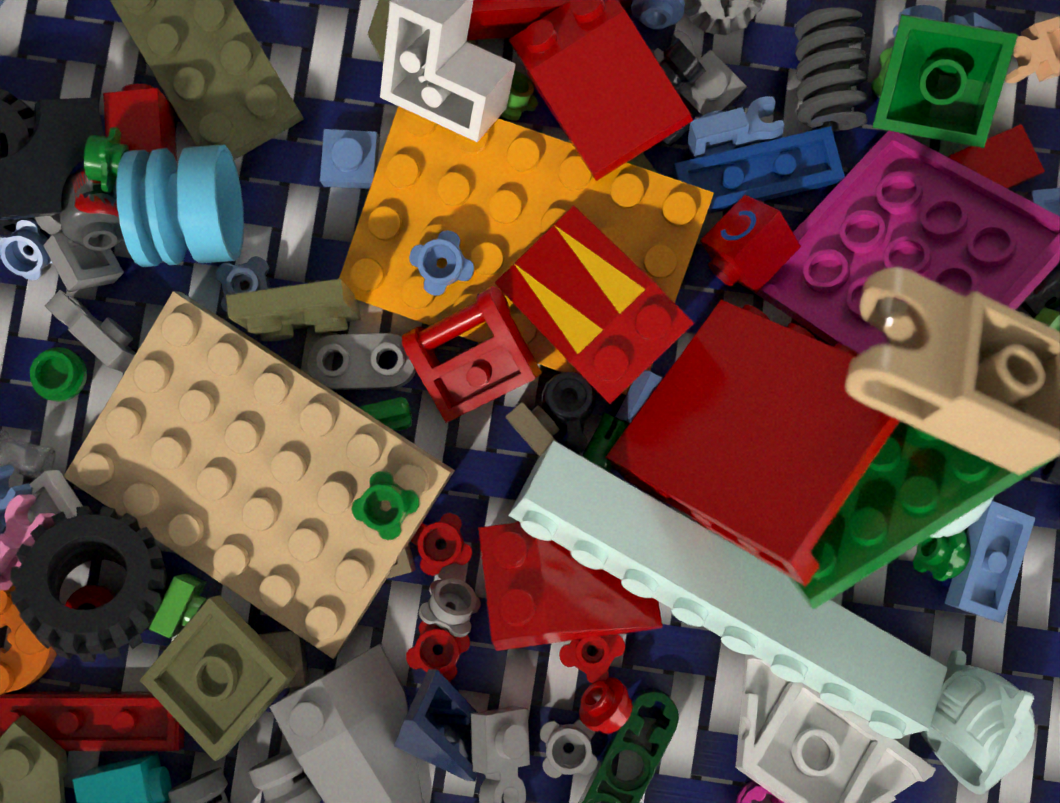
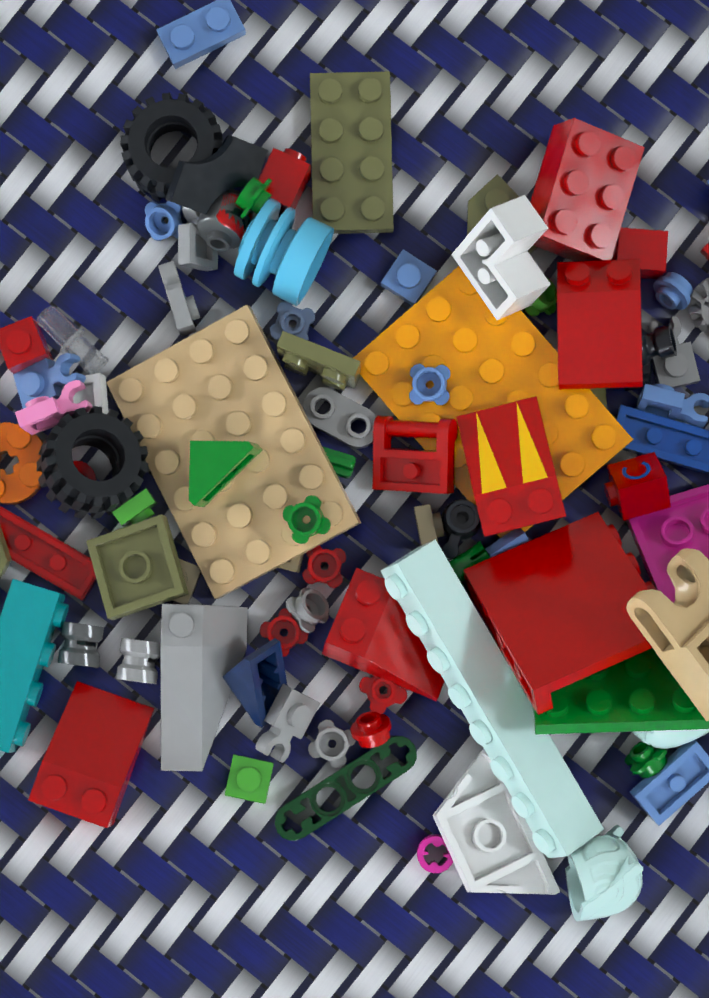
camera: 30 degrees right, 0 degrees up
(58, 374) = (138, 312): green plate -> none
(240, 504) = (215, 466): none -> green slope

